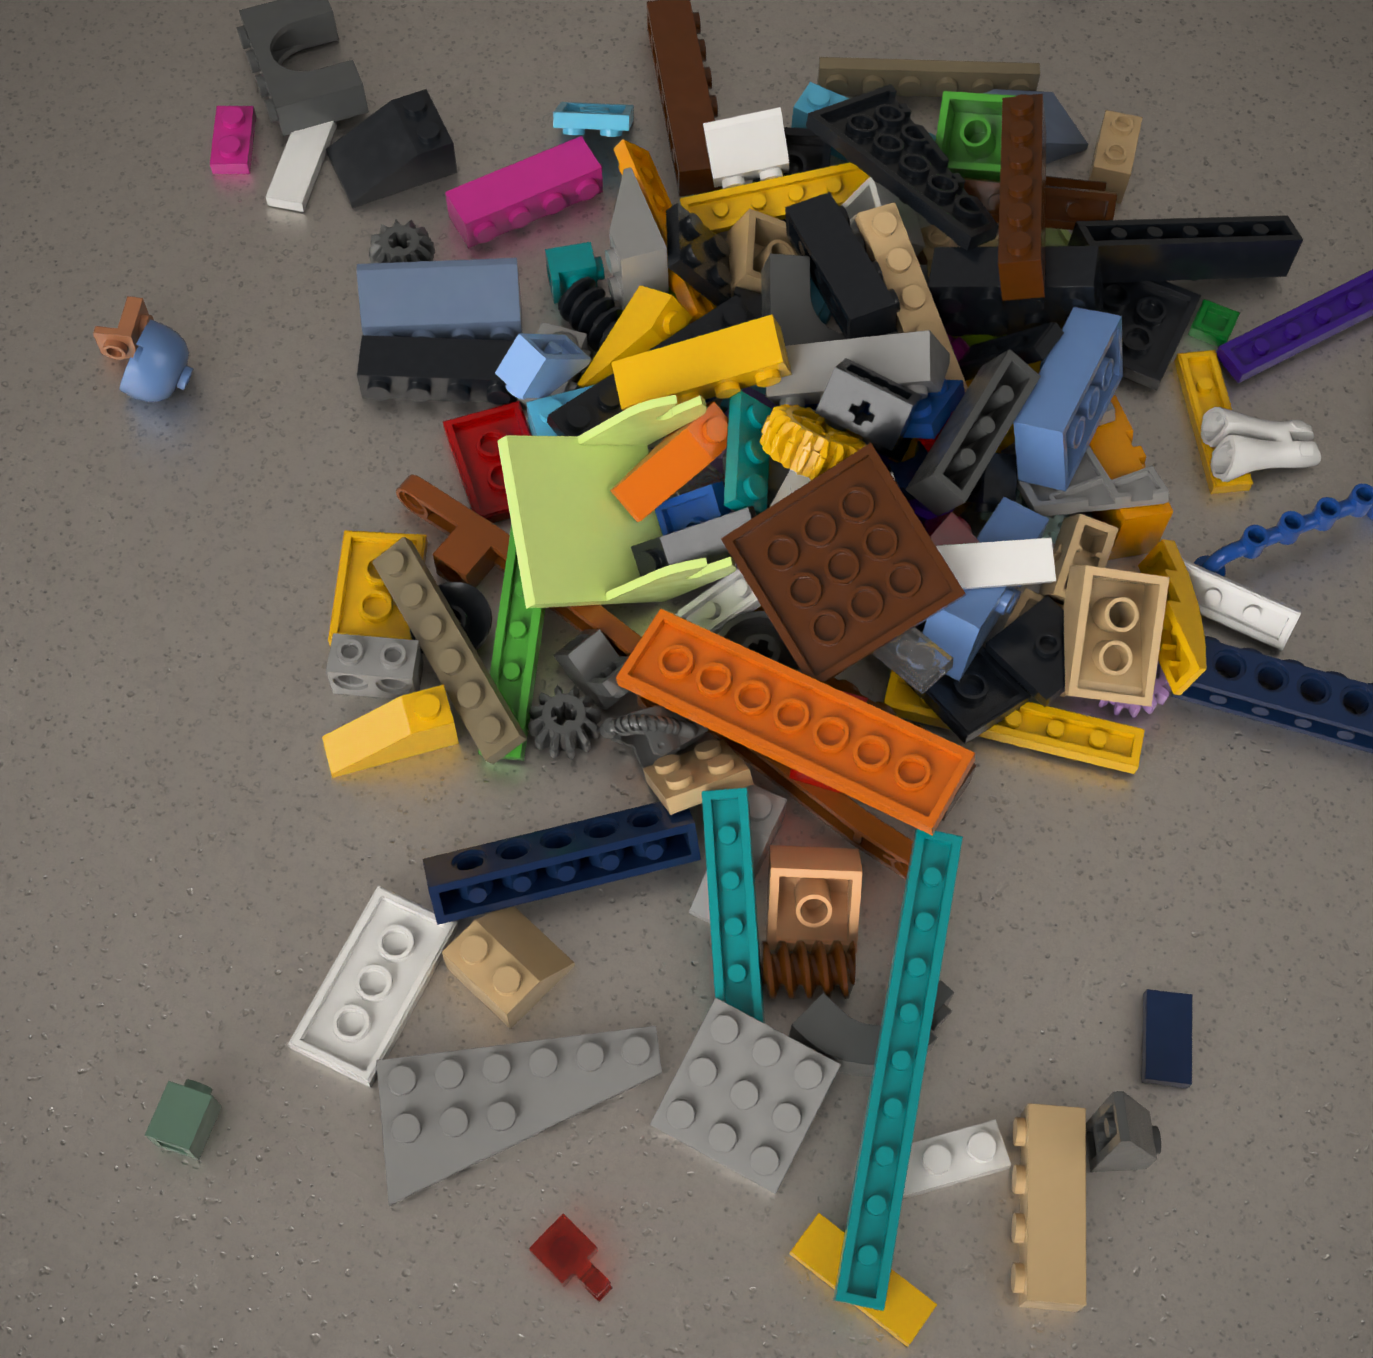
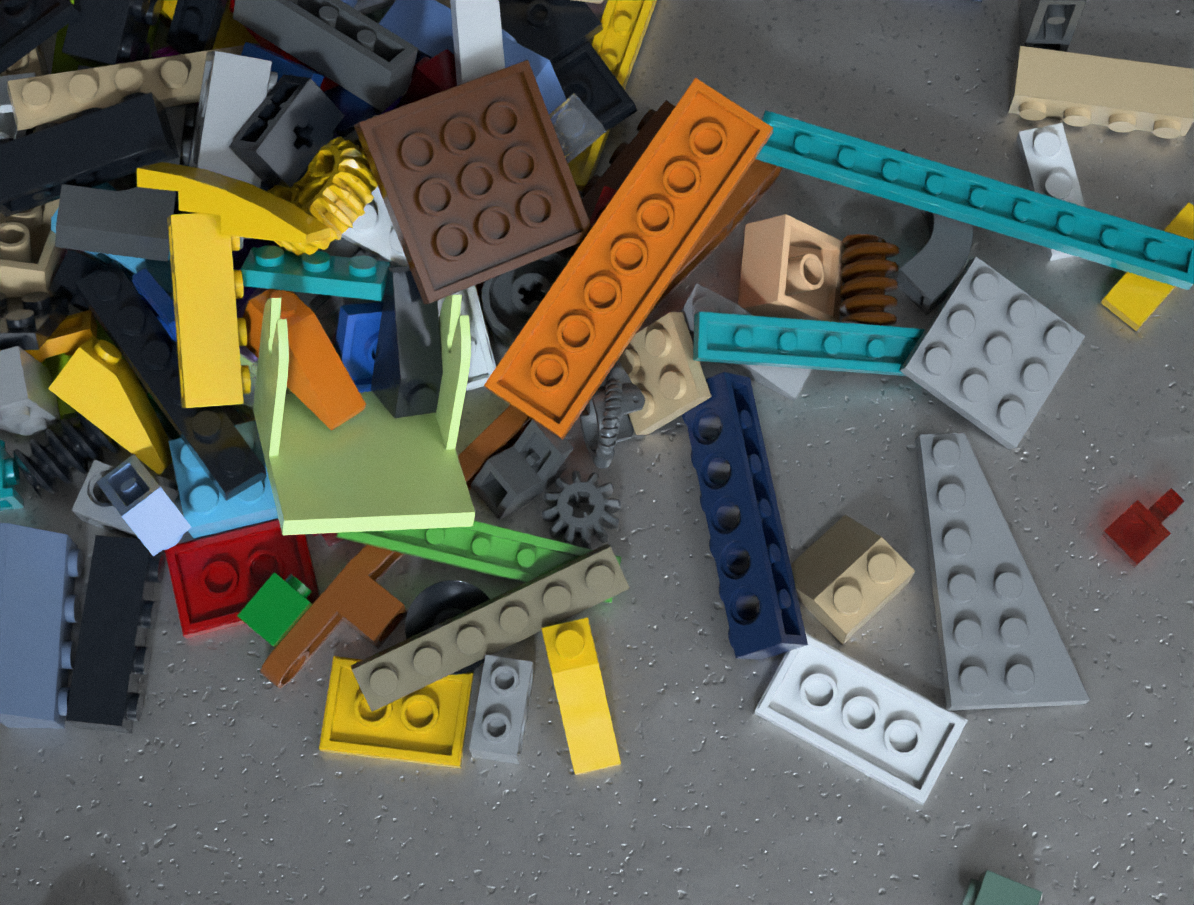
camera: 80 degrees left, 10 degrees up
(460, 477) = (276, 608): none -> green brick
(787, 368) = (242, 206): none -> yellow slope

